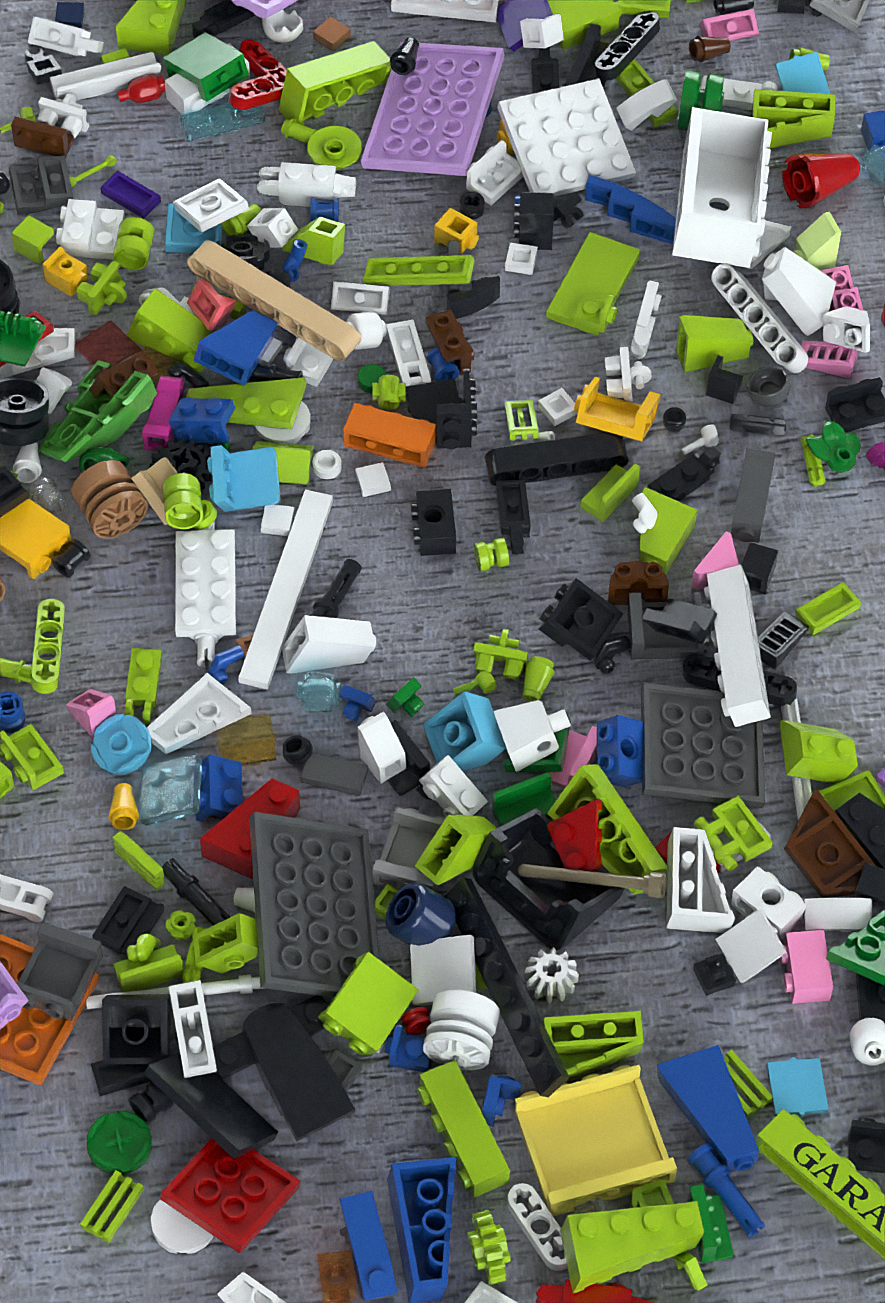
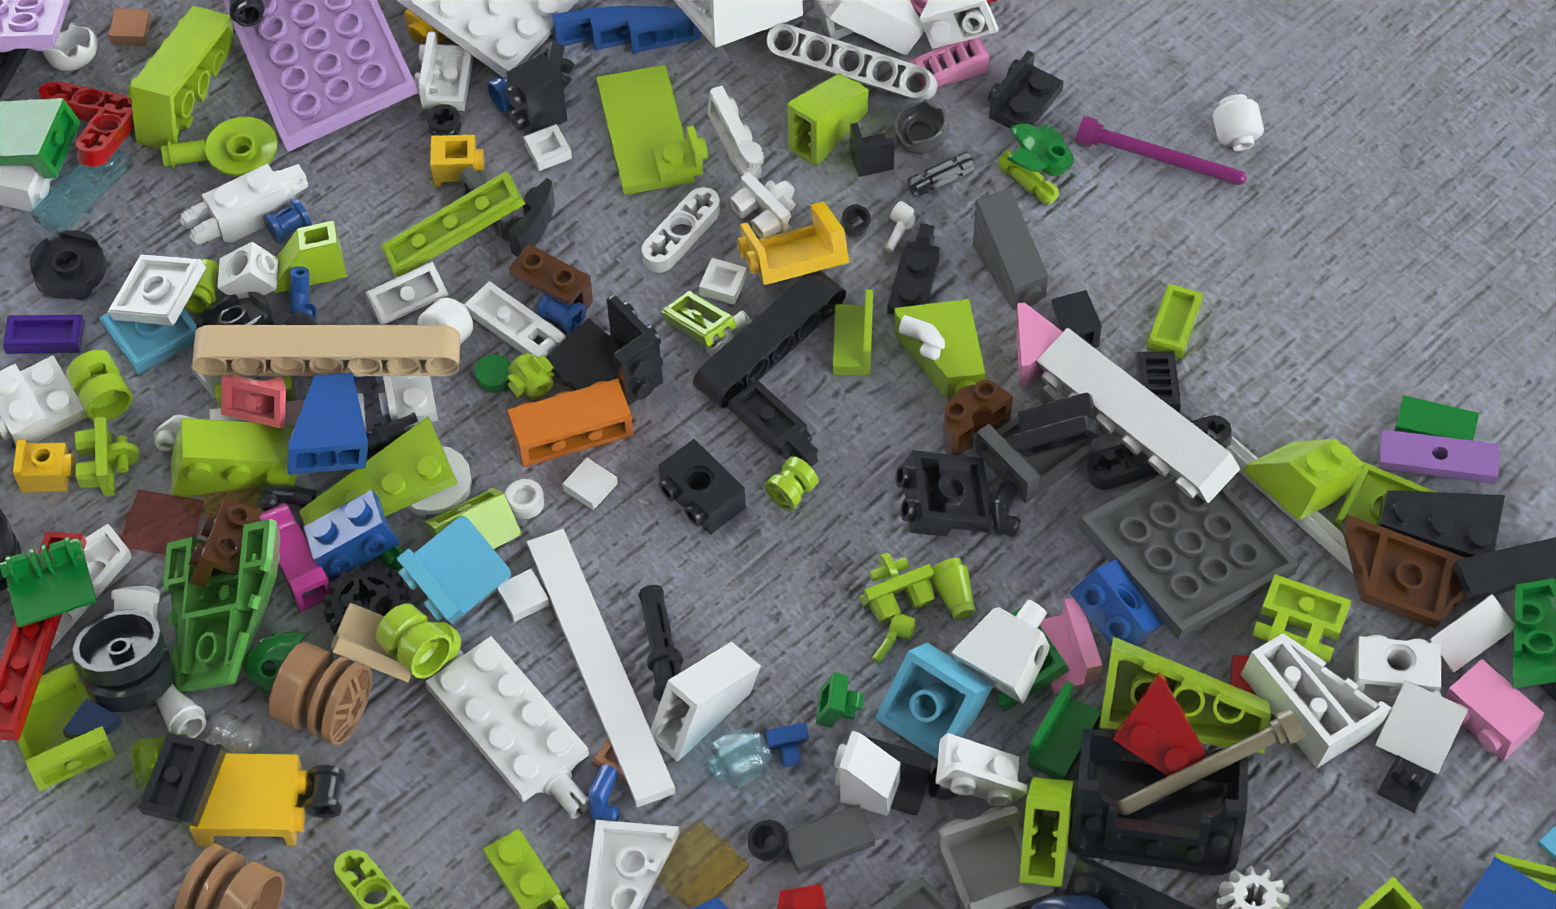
camera: 35 degrees left, 0 degrees up
(176, 173) = (71, 282): none -> black plate
(555, 369) = (680, 244): none -> white beam

